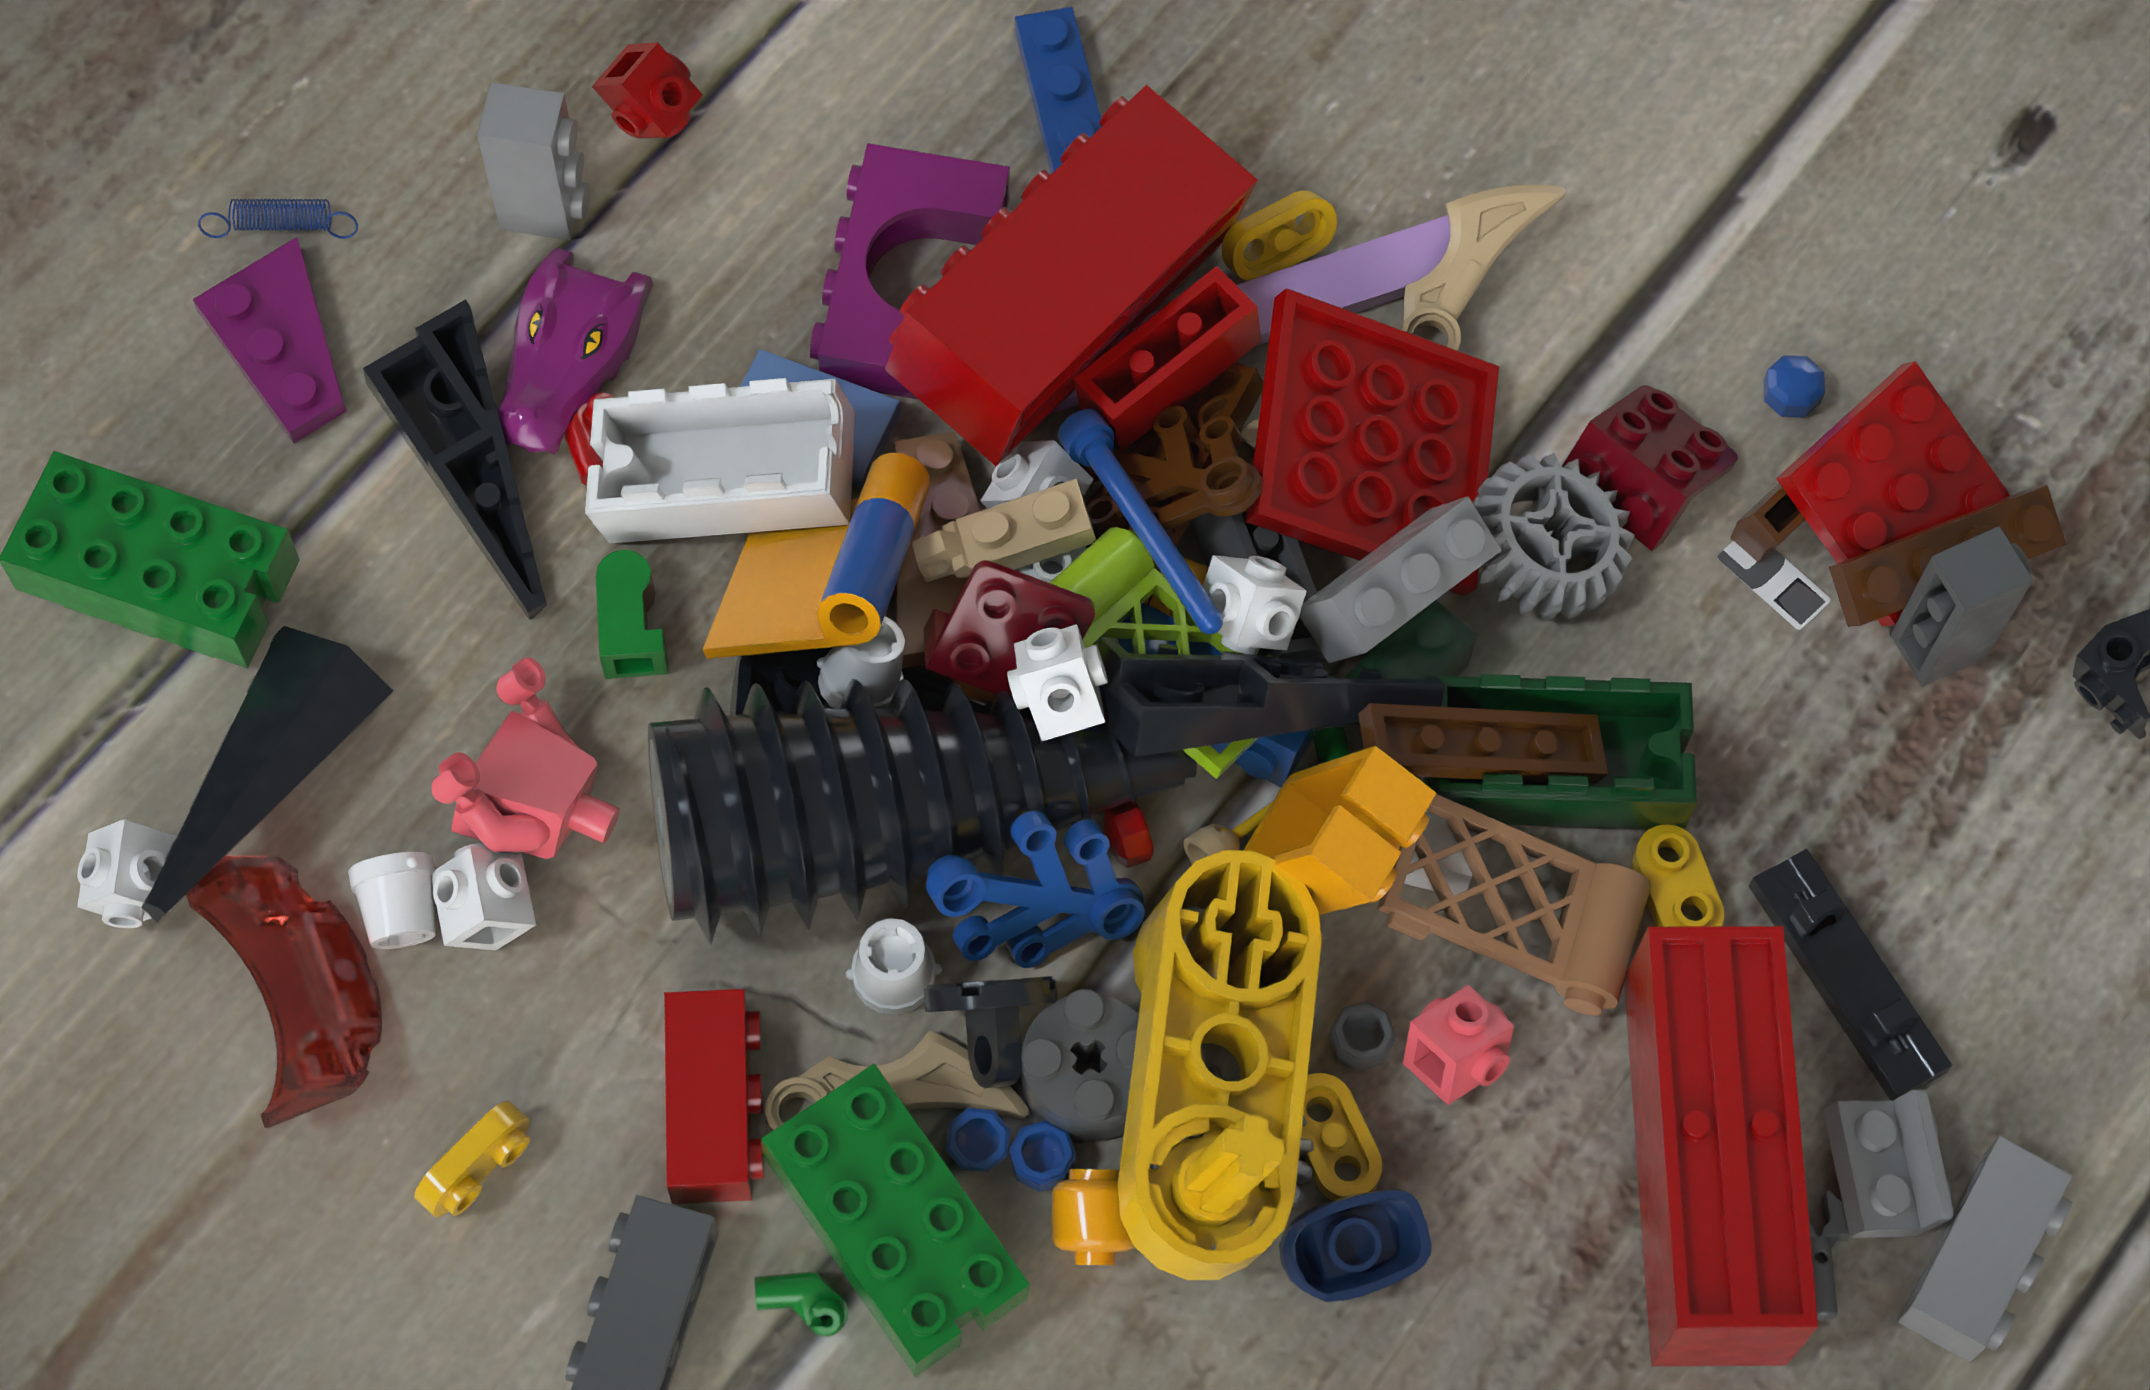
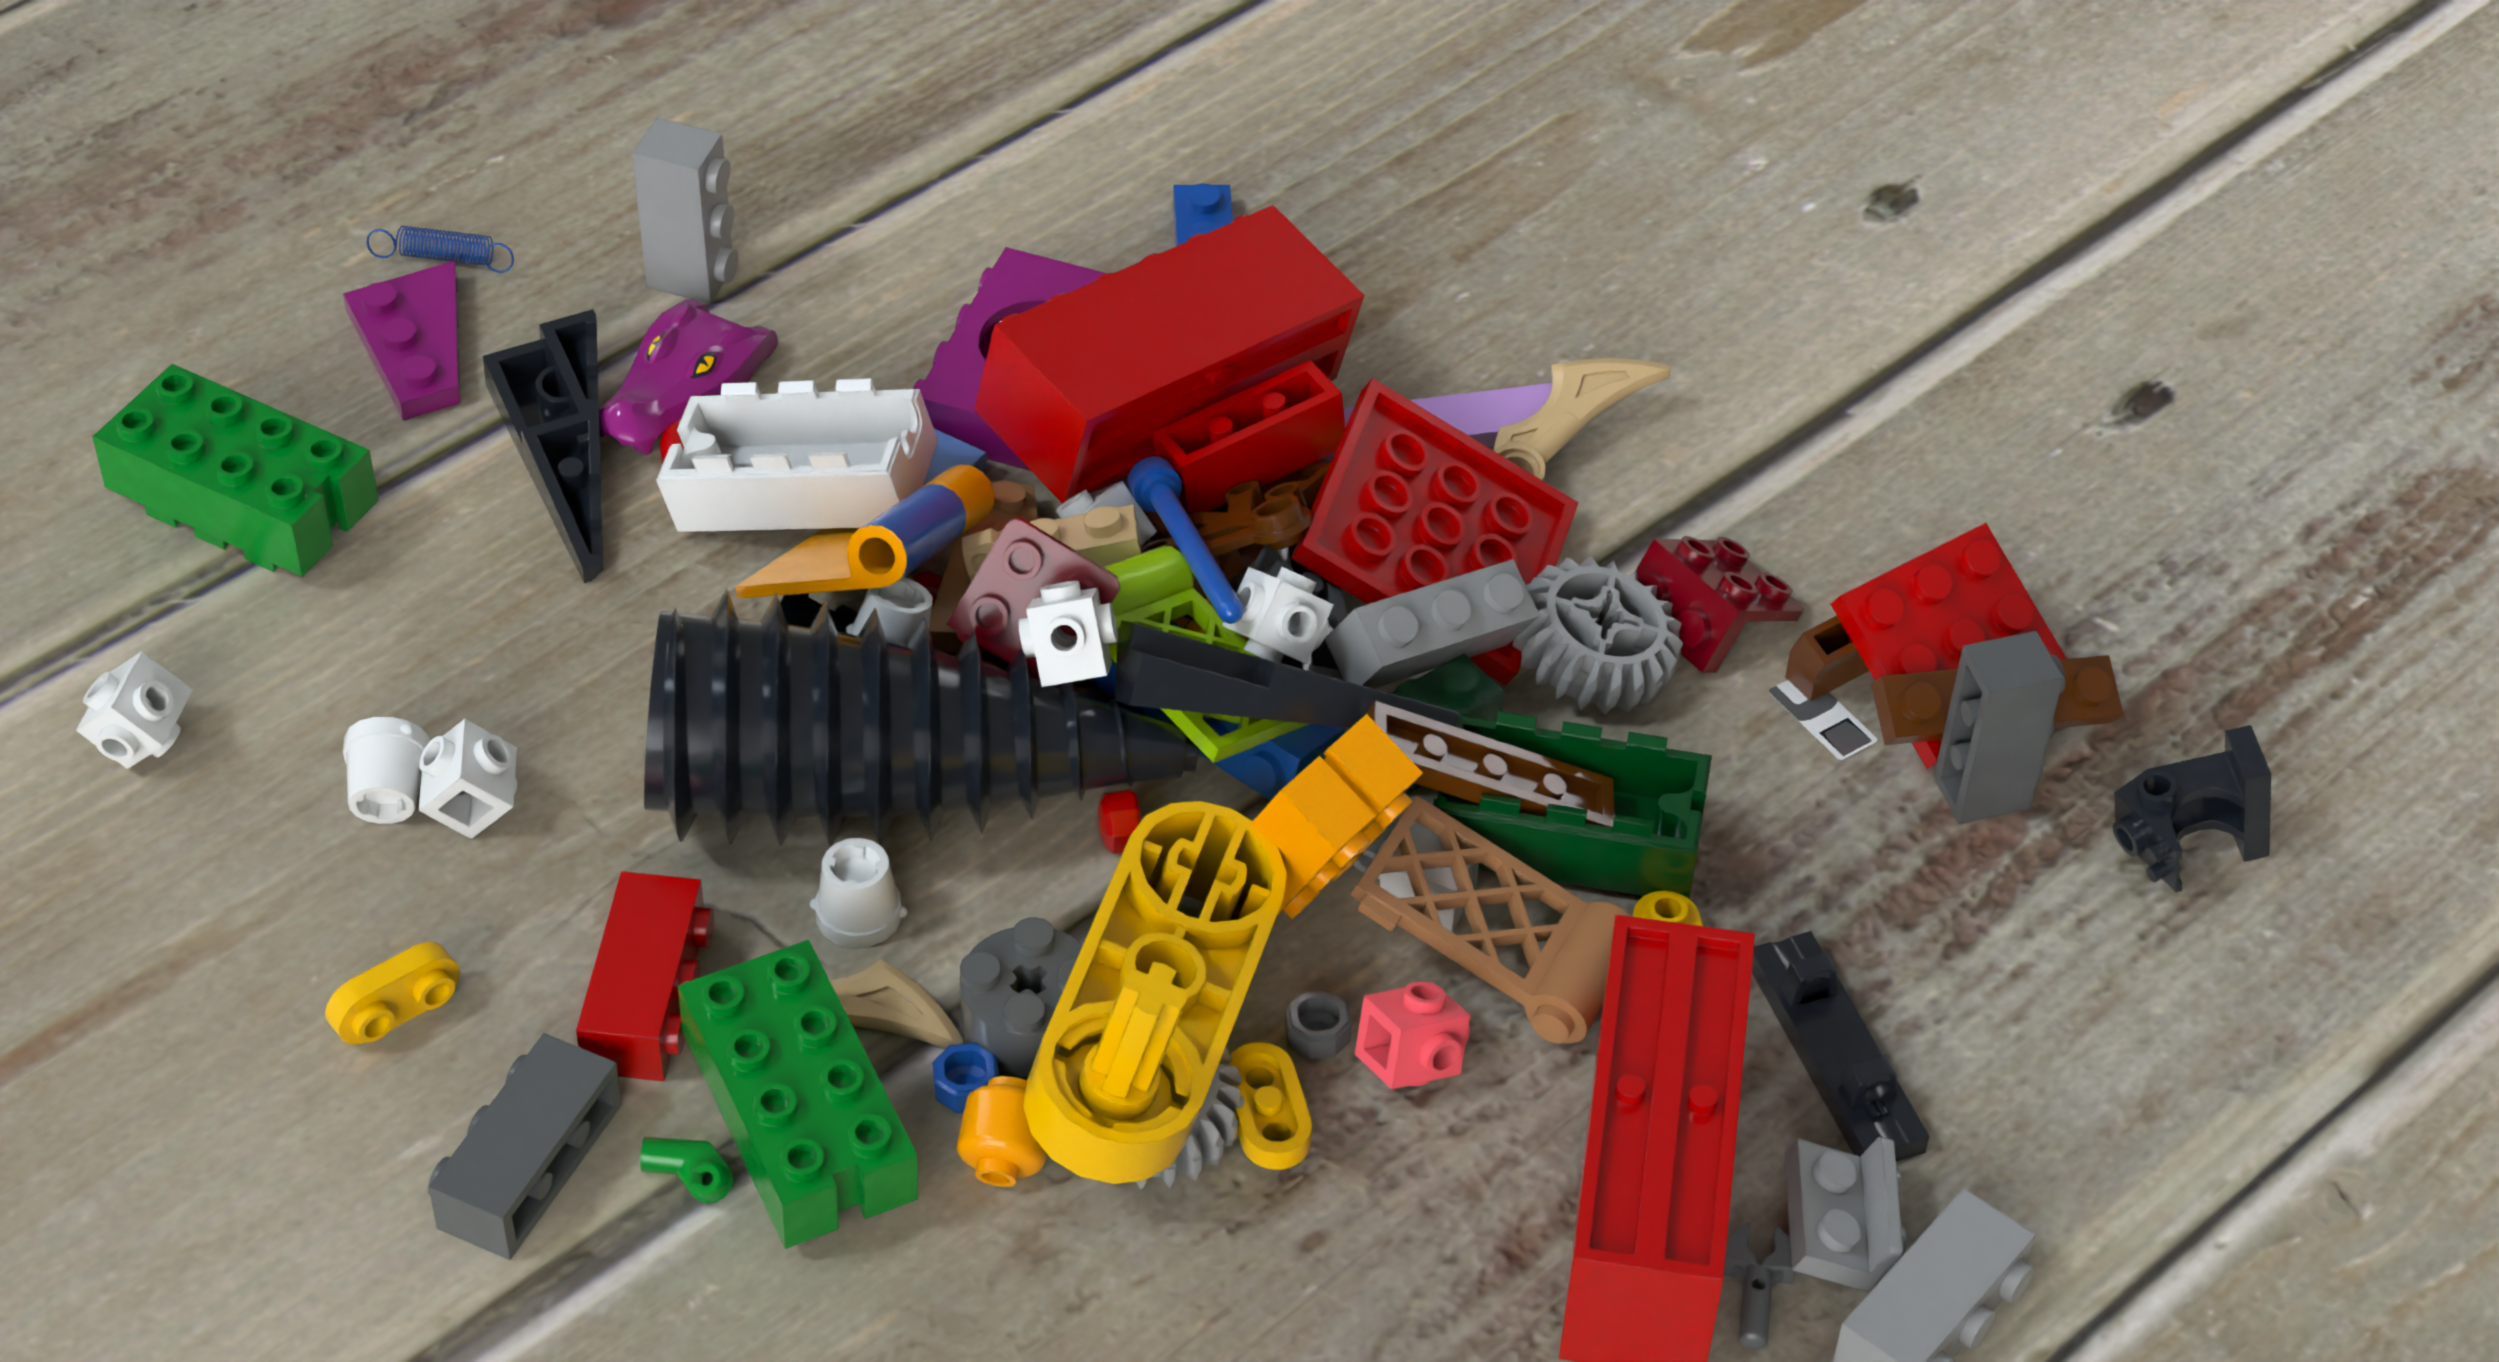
camera: 10 degrees right, 20 degrees down
(291, 720) = (334, 612): black wedge -> none
(308, 973) = (277, 812): clear red windscreen -> none
(528, 781) = (536, 688): coral torso -> none
(623, 599) = (675, 575): green leg -> none
(648, 91) = (812, 190): red brick -> none
(978, 1139) = (903, 1053): blue tile -> none
(992, 1021) = (943, 930): black tile -> none
(1109, 908) = (1017, 842): blue plant -> none
(1275, 238) = (1385, 365): yellow plate -> none
(1355, 1244) = (1266, 1186): dark blue piece -> none
(1794, 386) = (1869, 556): blue tile -> none

